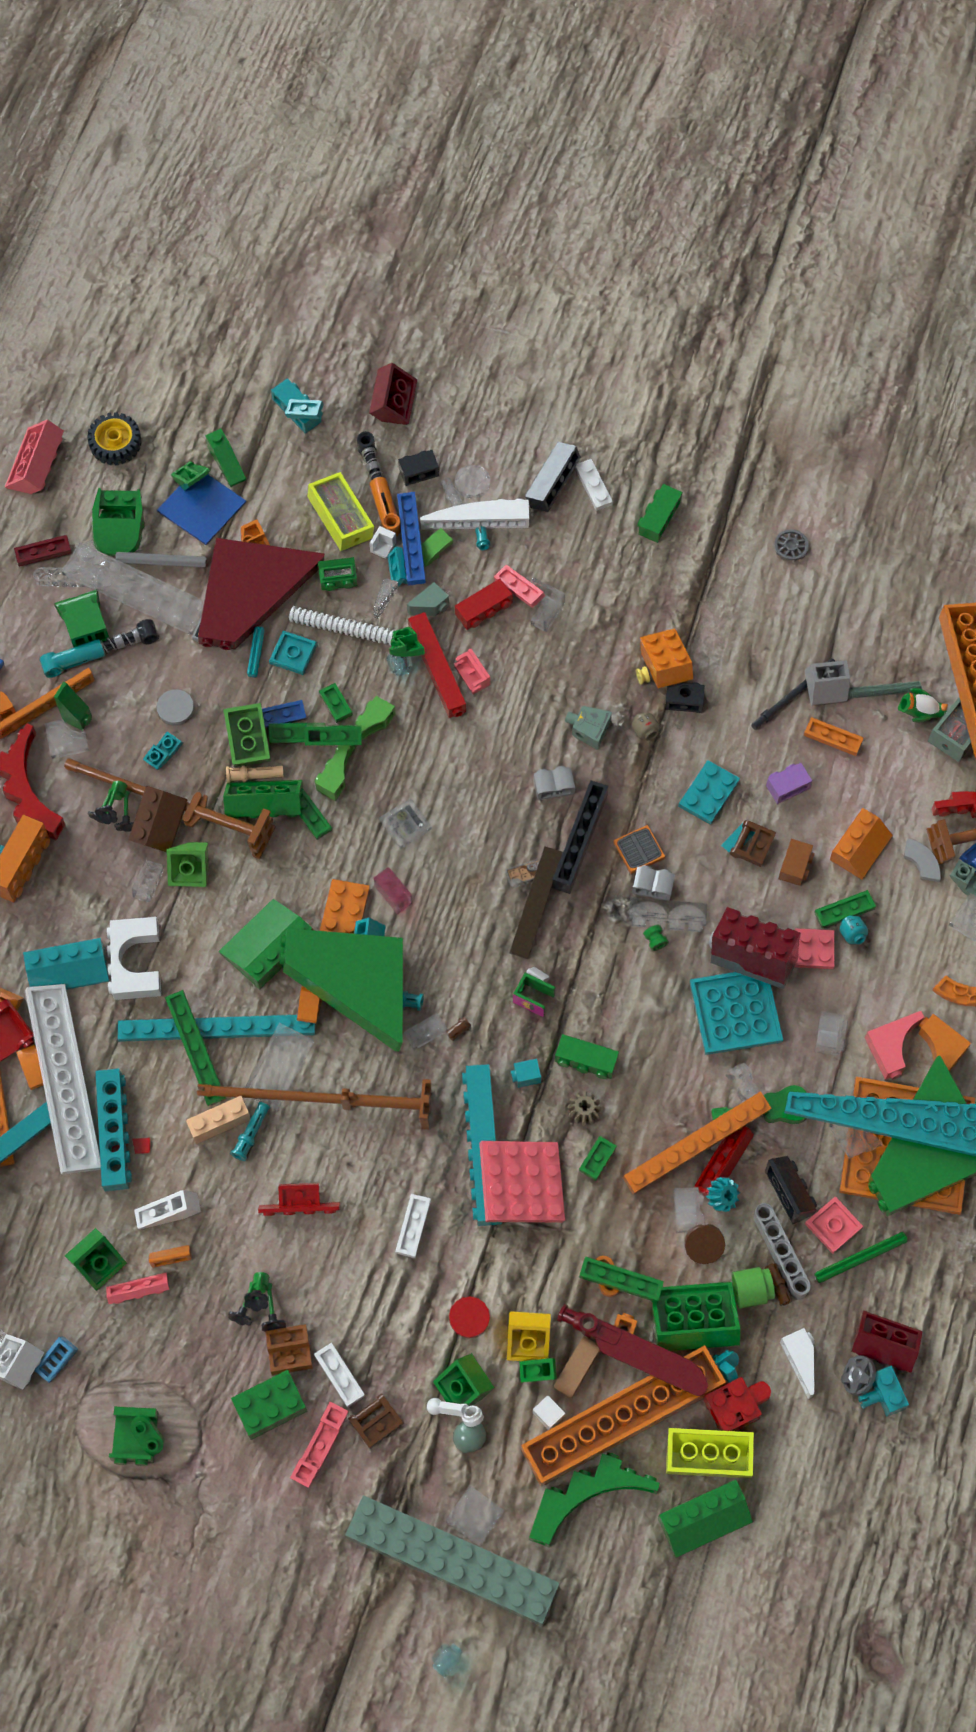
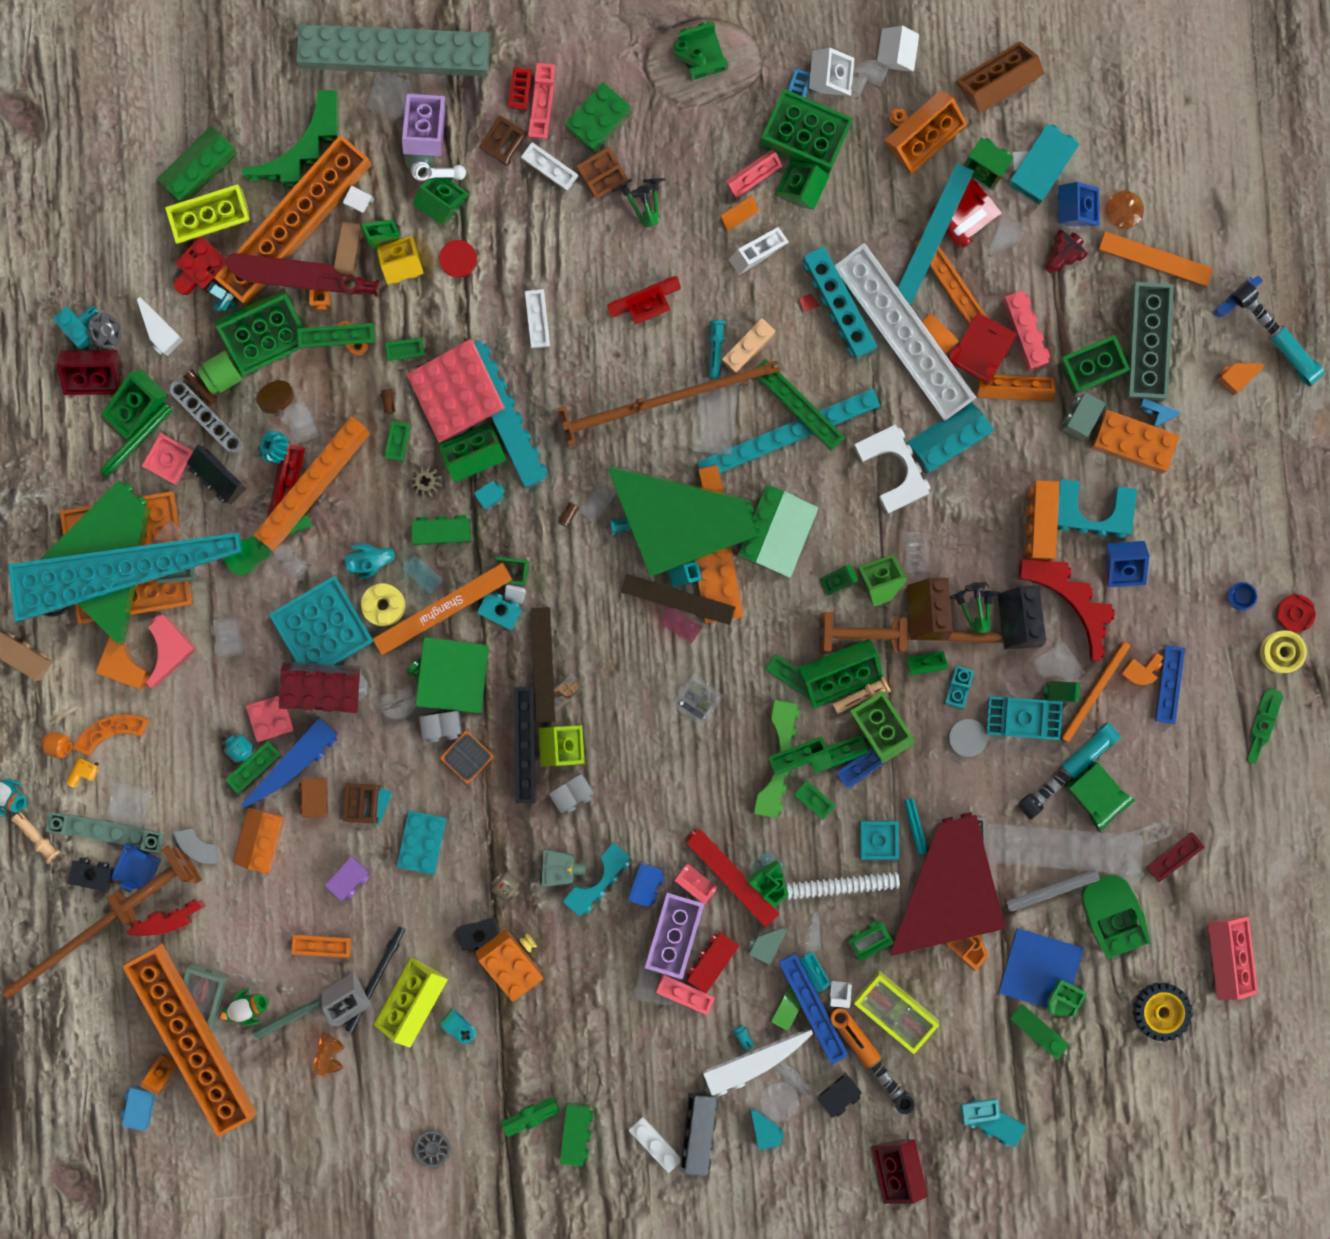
camera: 160 degrees right, 20 degrees up
(67, 1307) = (805, 131): none -> green slope
(78, 783) = (1022, 618): none -> black slope
(119, 702) = (1024, 718): none -> teal plate
(182, 779) = (926, 663): none -> green plate
(228, 878) = (839, 579): none -> green slope
(339, 1480) = (520, 72): none -> red slope
(385, 913) = (678, 599): none -> dark brown tile
(450, 1461) = (423, 125): none -> lavender brick
(493, 461) = (766, 1130): none -> teal slope
(509, 632) = (674, 936): none -> lavender brick
(518, 684) = (645, 885): none -> blue slope
(528, 1119) = (472, 452): none -> green slope
(547, 826) = (561, 745): none -> lime slope
(555, 953) = (489, 606): none -> teal brick
(557, 1246) = (404, 349): none -> green tile
(578, 694) = (581, 898): none -> teal arch
(591, 1206) = (388, 400): none -> reddish brown pin
(612, 981) = (442, 609): none -> orange tile
(619, 1024) = (423, 574): none -> clear light blue plate
(625, 922) = (452, 675): none -> green piece
(668, 1055) = (367, 559): none -> teal animal
(672, 998) = (372, 598): none -> light yellow wheel
(694, 539) = (530, 1116): none -> green piece
(732, 628) = (455, 1025): none -> teal piece
(768, 663) = (410, 1002): none -> neon yellow slope
(805, 898) = (301, 756): none -> blue slope
(851, 1291) = (134, 403): none -> green slope
(863, 645) = (323, 1061): none -> clear orange tile

